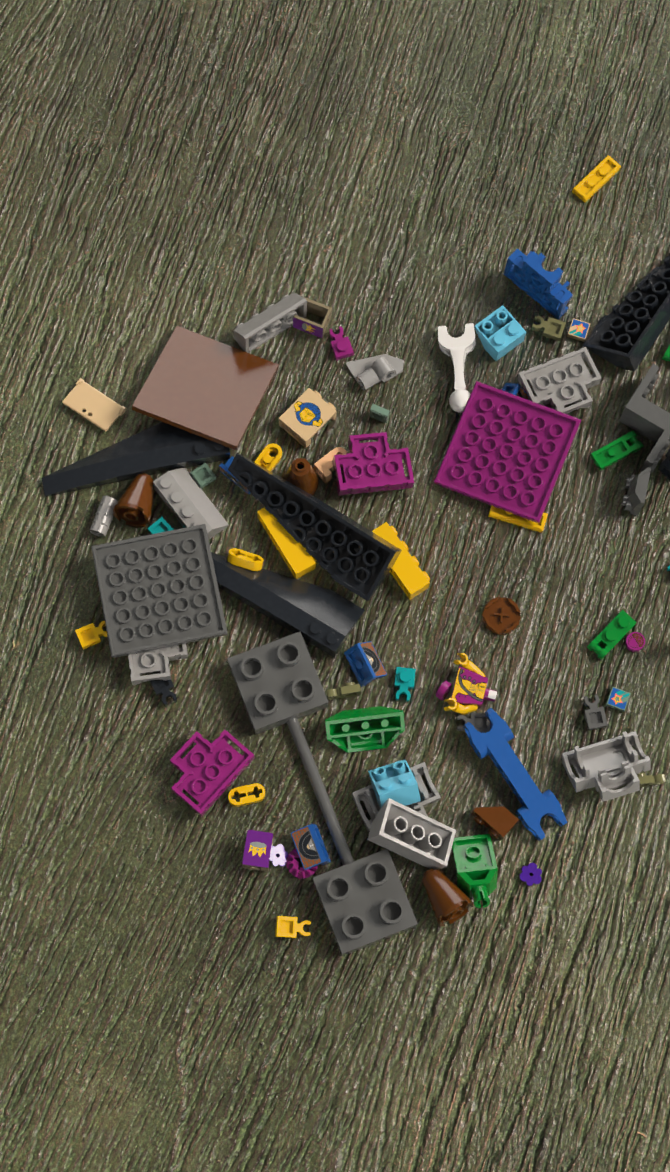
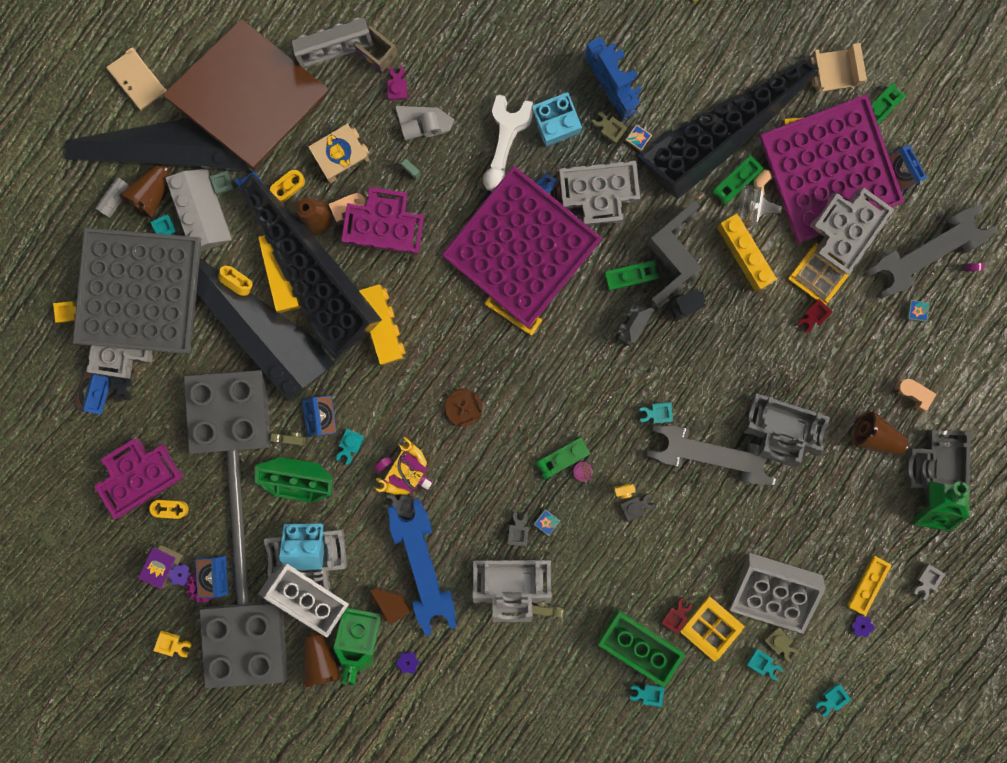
camera: 25 degrees right, 15 degrees up
(137, 704) = (92, 393): none -> blue panel

